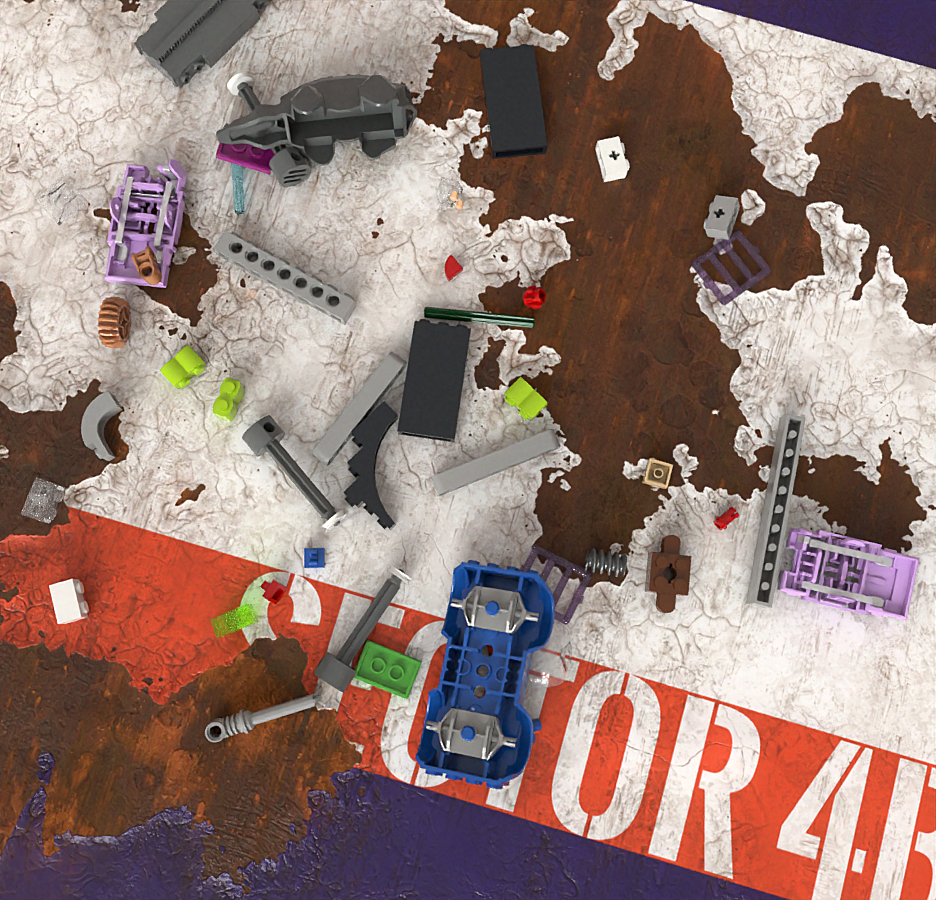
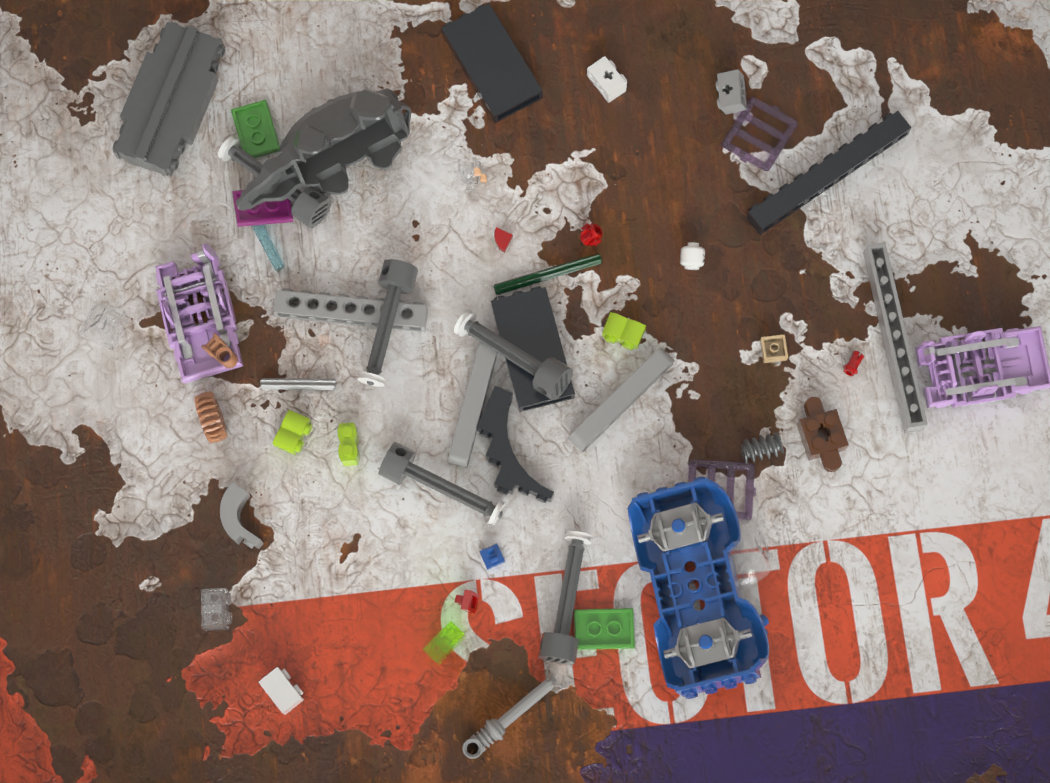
camera: 15 degrees left, 5 degrees down
(209, 324) = (297, 384): none -> light grey axle
(273, 75) = (256, 129): none -> bright green tile
(338, 265) = (397, 278): none -> dark grey piece
(435, 414) = (549, 377): none -> dark grey piece
(619, 355) = (692, 256): none -> white head
(780, 329) = (829, 172): none -> black brick

